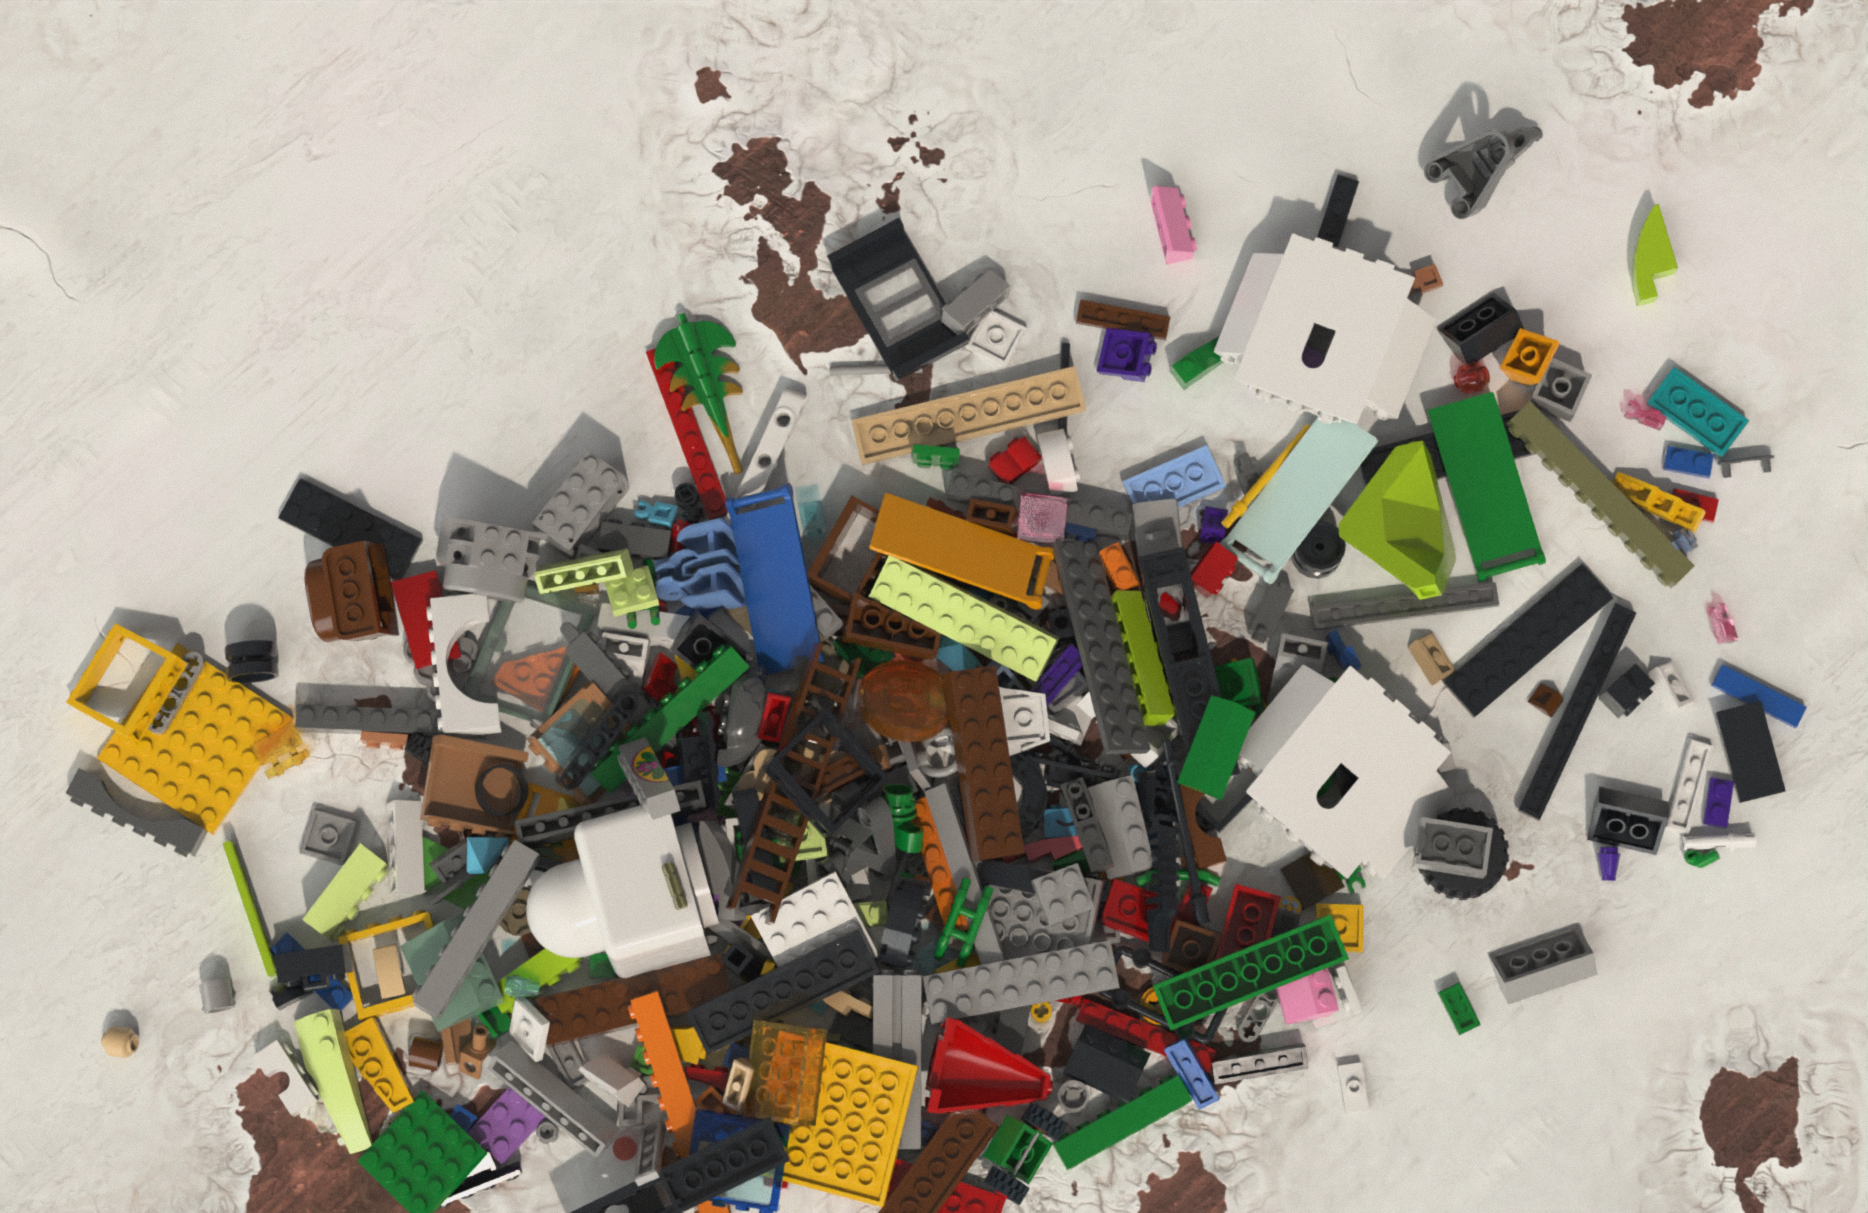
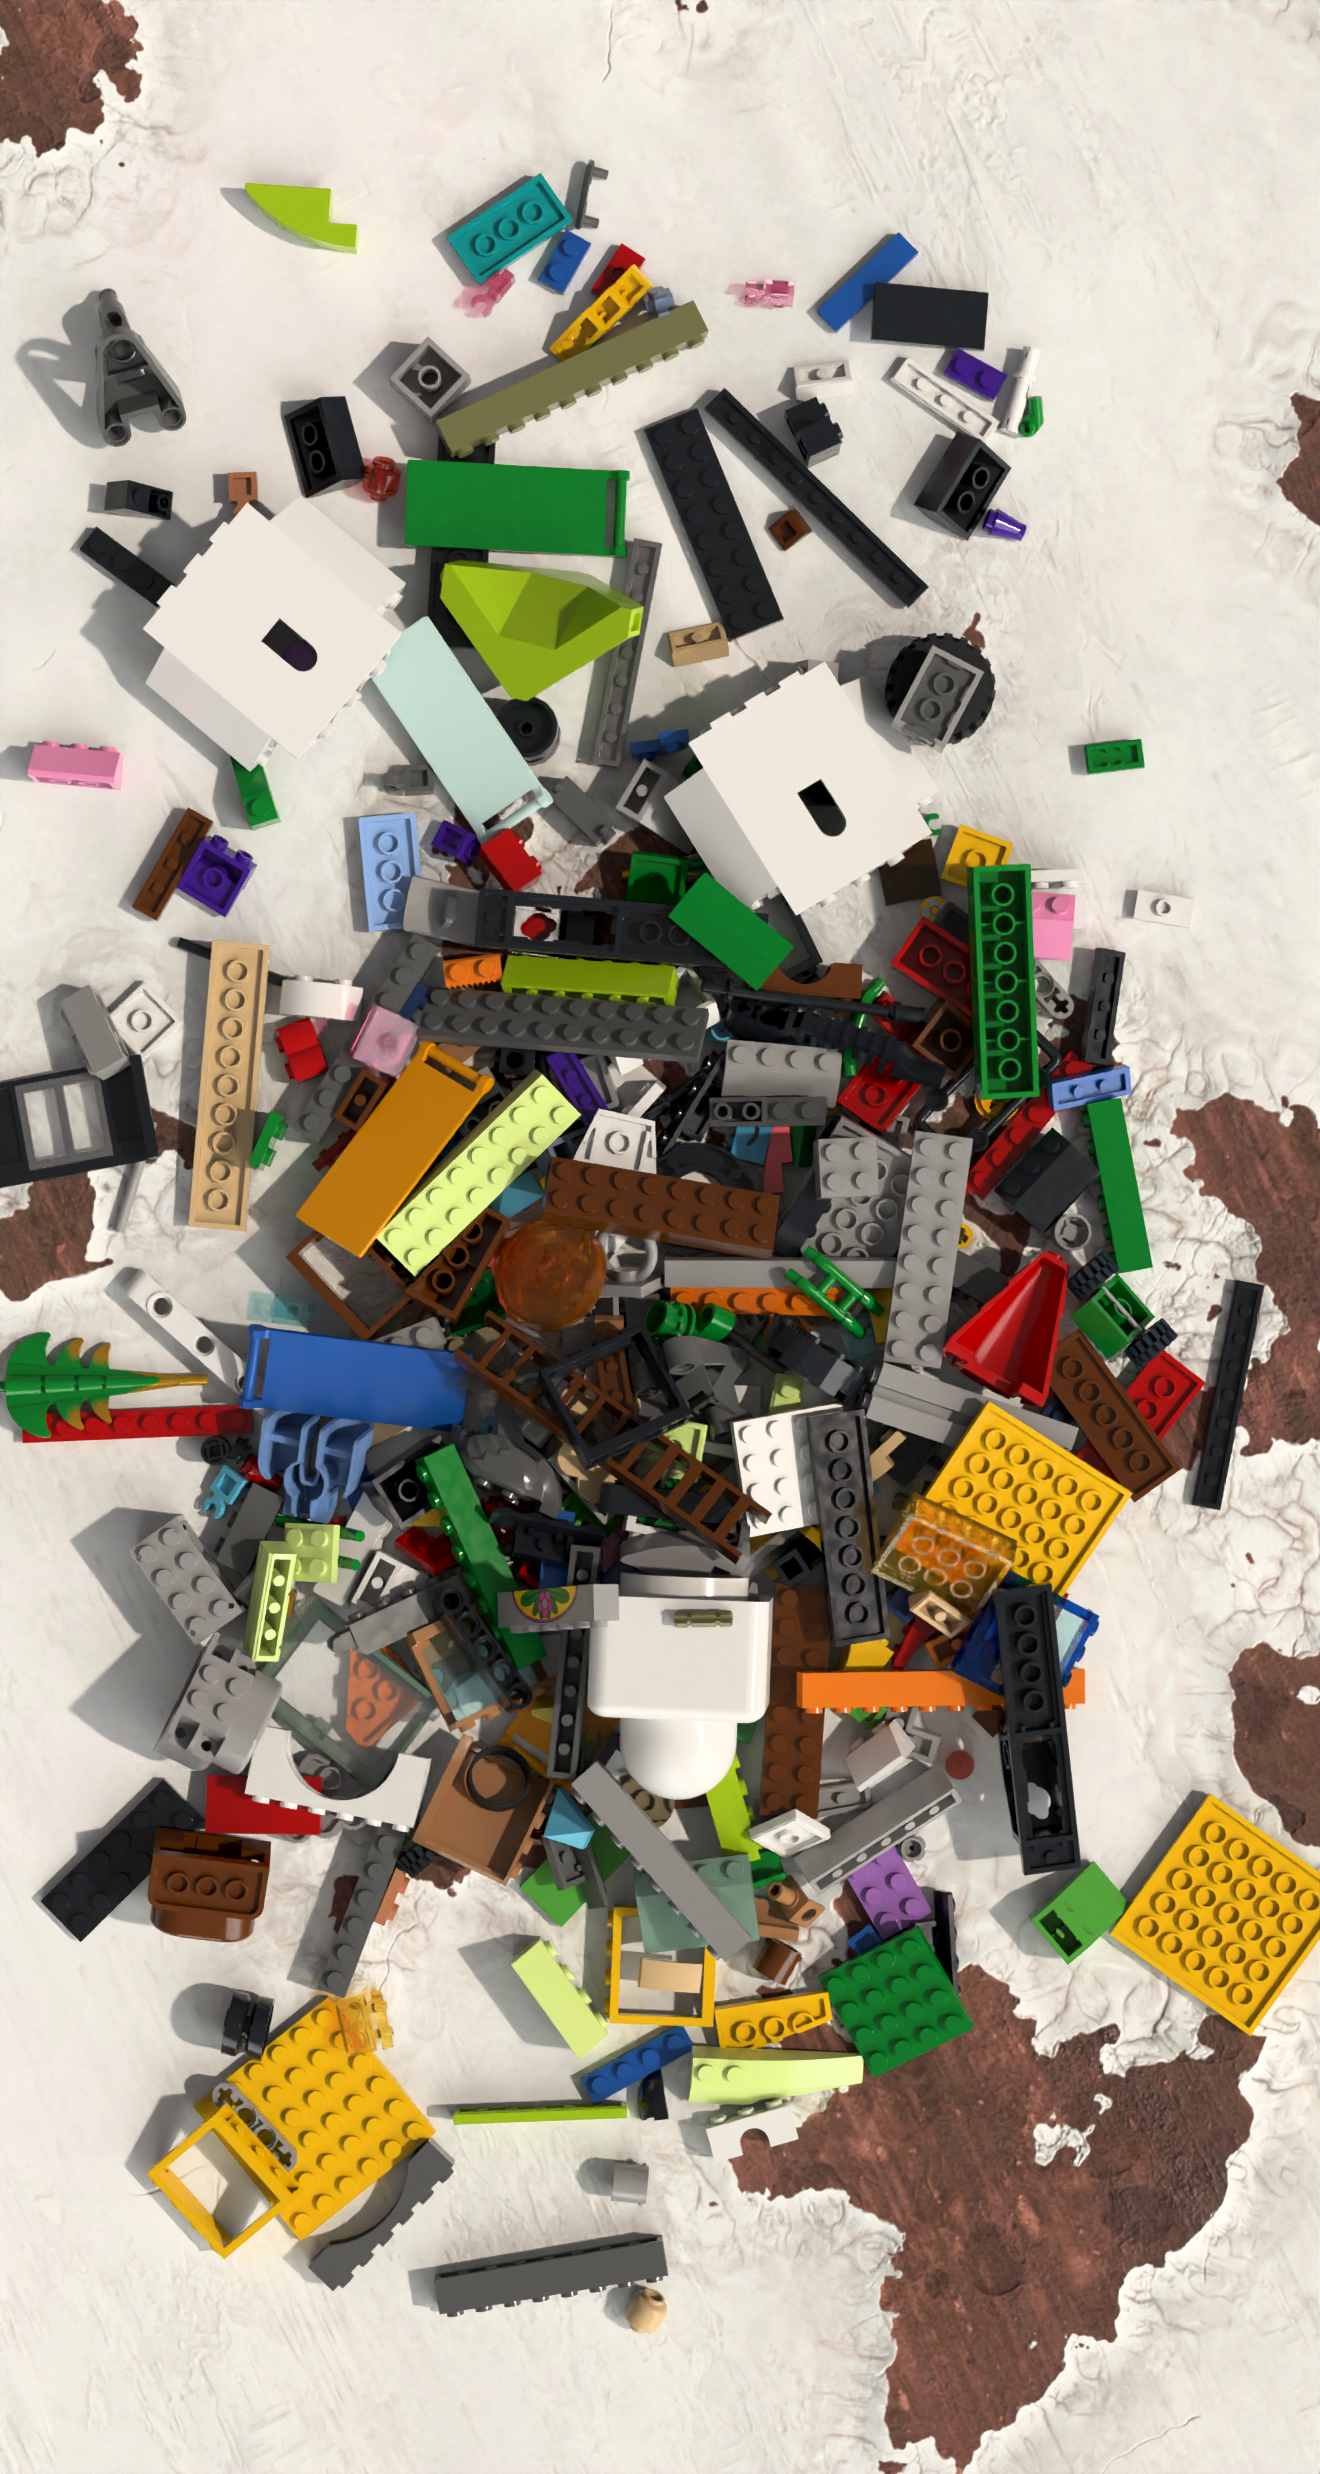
camera: 75 degrees left, 10 degrees up
(126, 958) = (551, 2275): none -> dark grey brick
(300, 965) = (629, 2069): black piece -> none
(329, 837) = (484, 1996): light grey tile -> none
(405, 848) = (528, 1911): white panel -> none
(521, 987) = (740, 1828): clear light blue cone -> none
(650, 1153) = (982, 1739): light grey tile -> none
(774, 717) = (523, 1434): red slope -> none
(1240, 507) = (447, 804): yellow bar -> none
(1390, 205) = (138, 500): none -> black slope
(1528, 357) = (381, 402): light orange slope -> none
(1543, 964) = (1095, 642): light grey slope -> none

